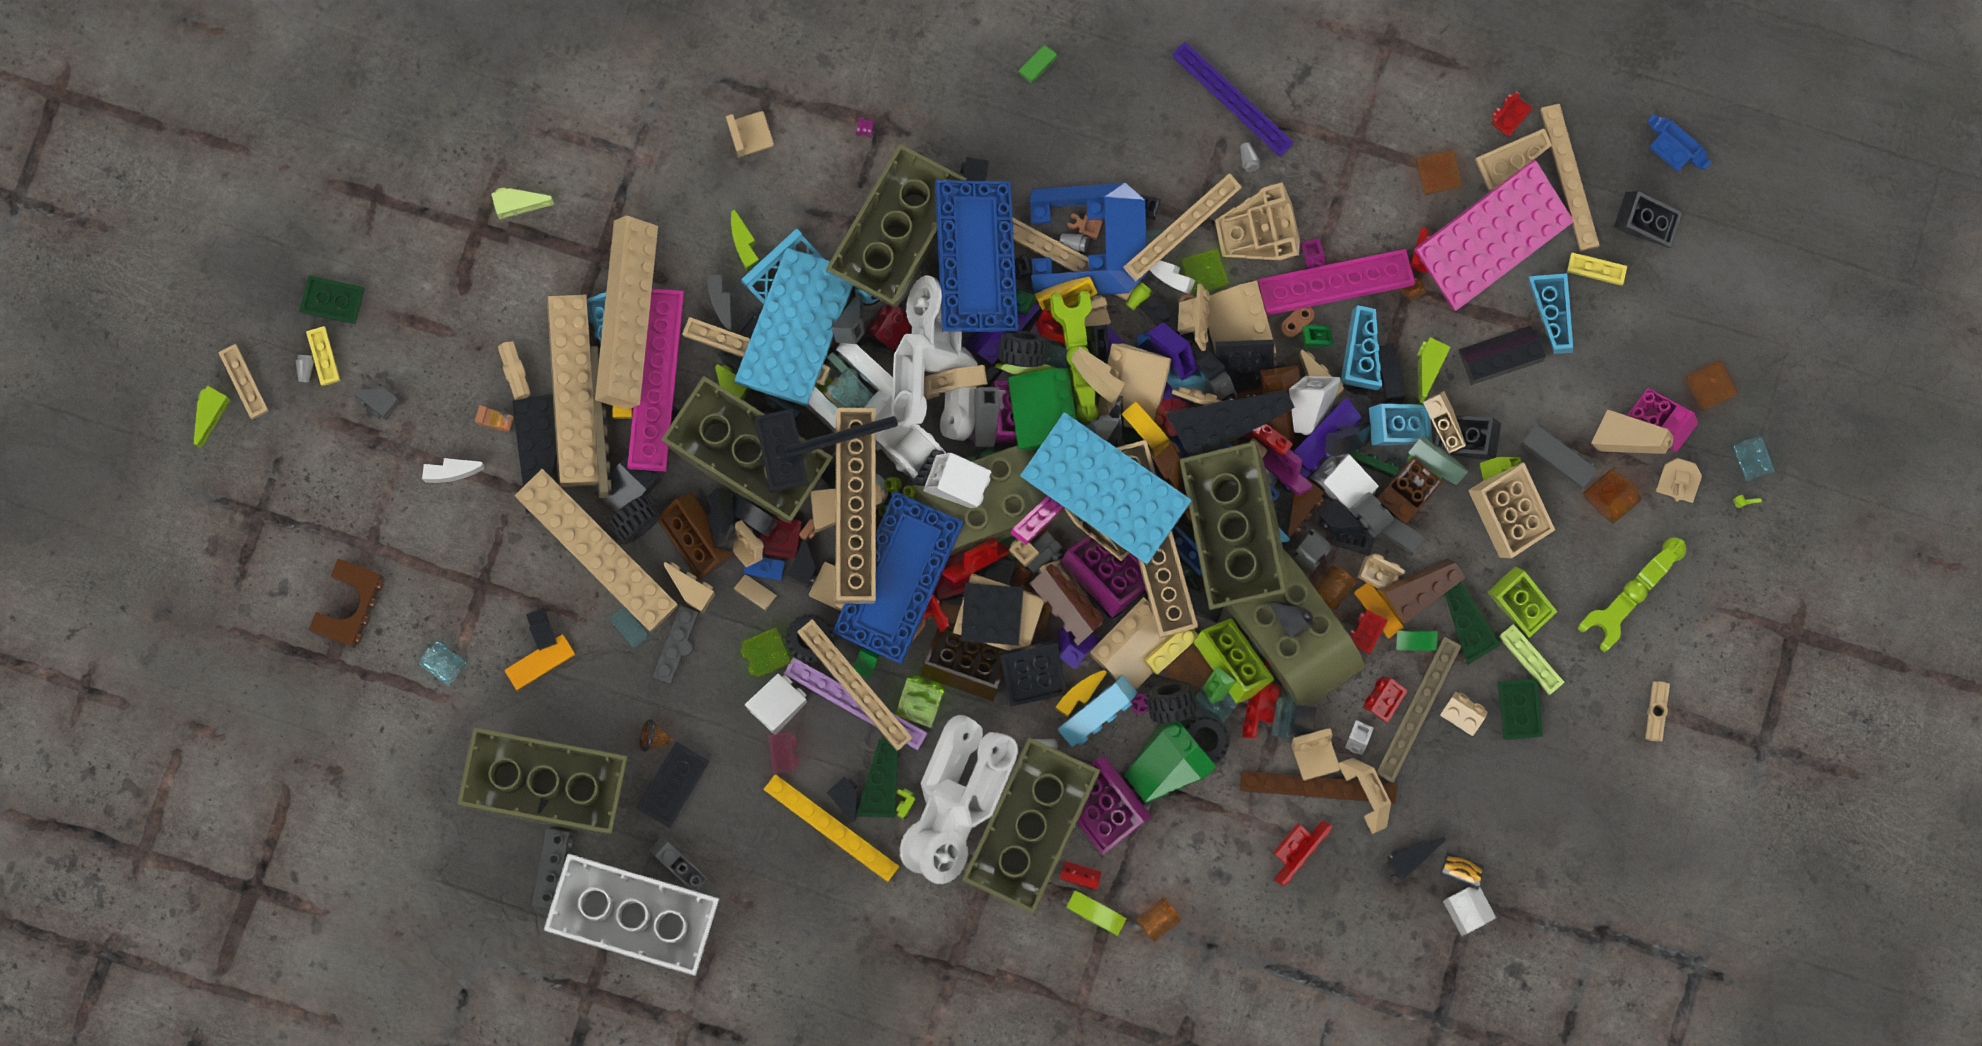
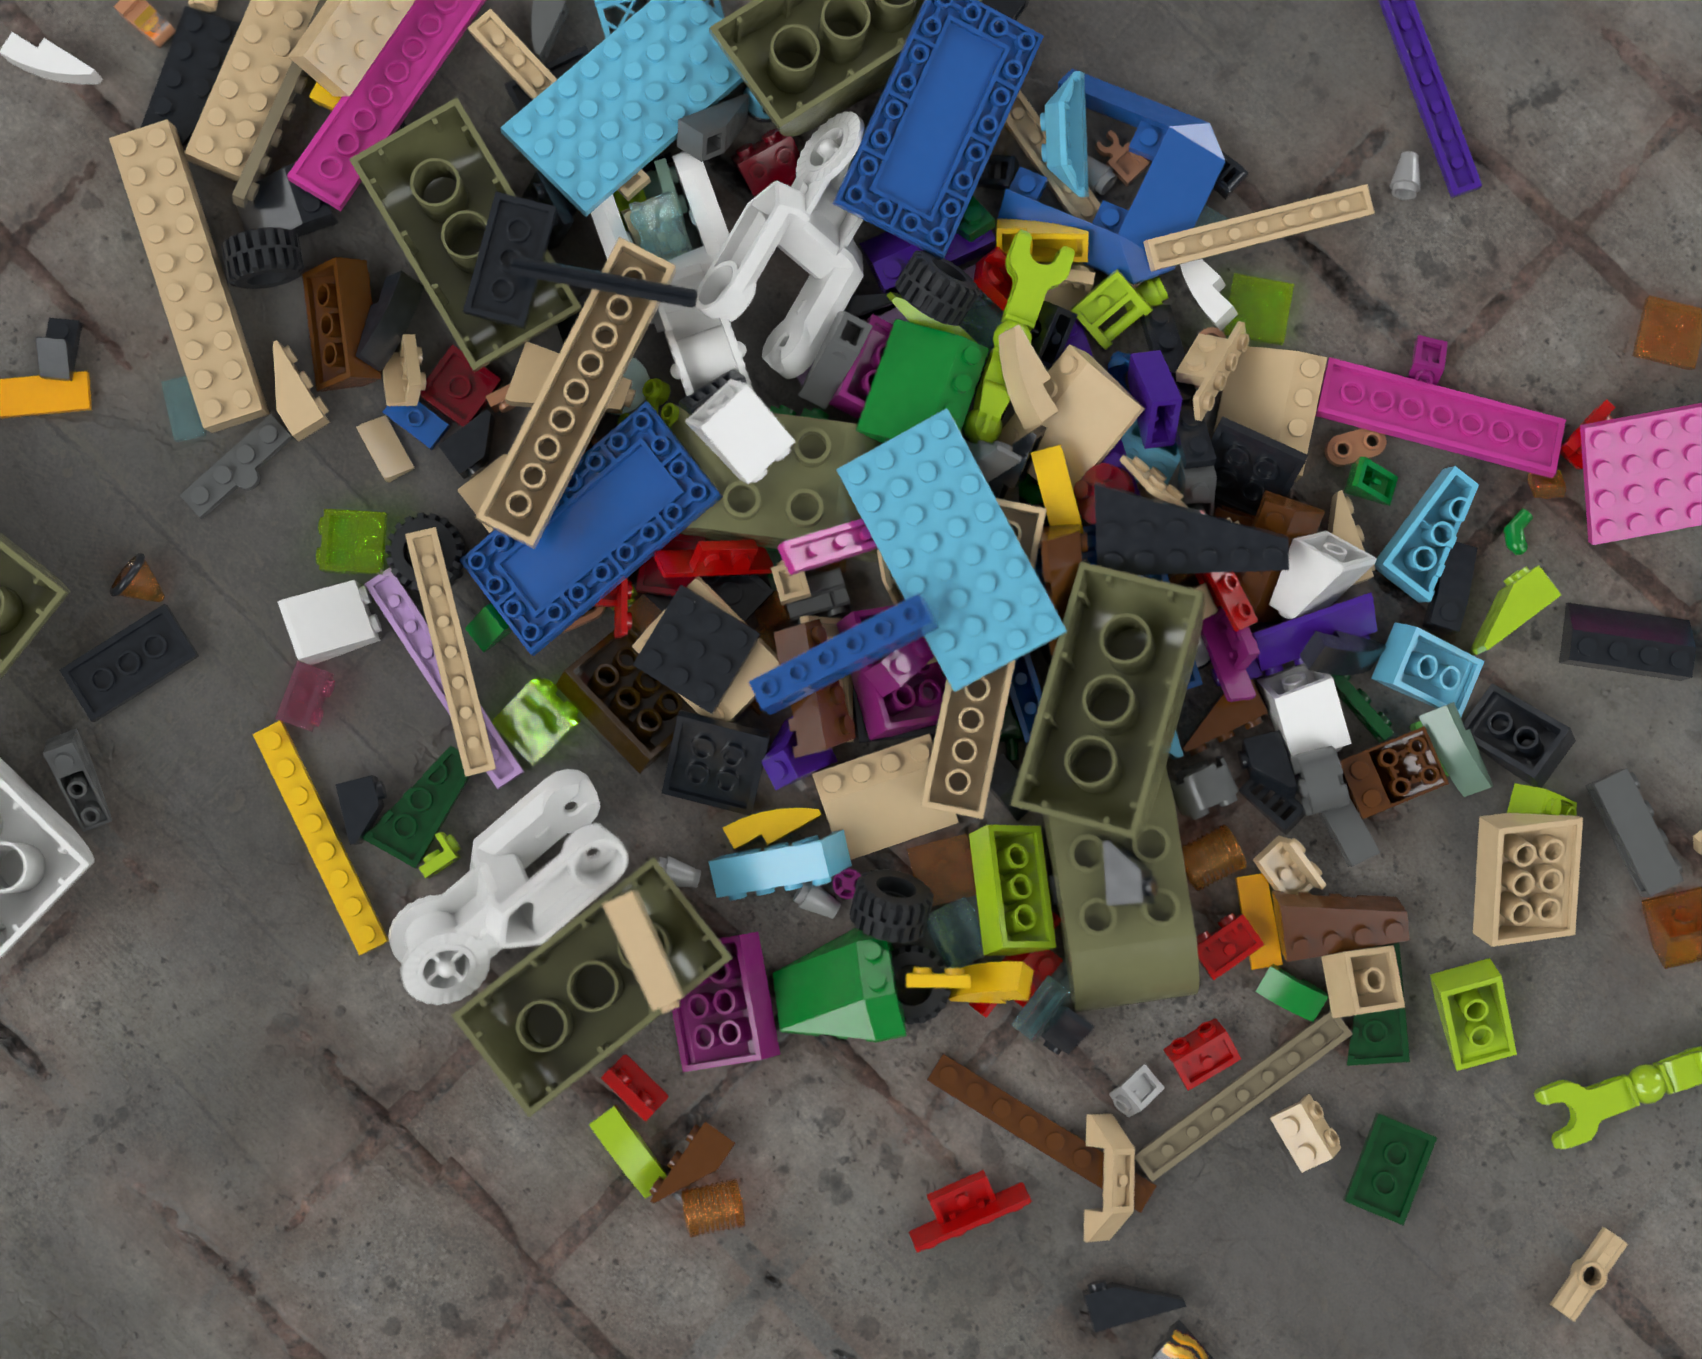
camera: 25 degrees right, 5 degrees up
(726, 381) = (499, 146): lime slope -> none
(754, 515) = (435, 339): black slope -> none
(954, 379) = (815, 282): tan slope -> none
(1050, 229) = (1067, 134): none -> medium azure wedge
(1051, 788) = (644, 951): none -> tan slope
(1077, 573) = (844, 654): none -> blue brick
(1108, 564) = (899, 666): none -> magenta brick
(1118, 309) = (1104, 302): none -> lime plate
(1127, 722) = (816, 900): none -> light grey cone
(1137, 896) = (702, 1157): none -> reddish brown slope
(1170, 650) = (927, 828): light yellow plate -> none
(1210, 730) = (925, 978): none -> yellow plate
(1218, 685) = (970, 916): bright green slope -> none
(1248, 716) = (995, 983): none -> yellow slope
(1260, 227) = (1372, 283): tan wedge -> none
(1315, 754) = (1060, 1085): tan bracket -> none
(1409, 325) = (1514, 532): none -> green arm
(1445, 421) = (1495, 698): tan slope -> none
(1451, 613) = (1363, 981): none -> tan slope
(1531, 659) = (1443, 1104): yellowish green tile -> none

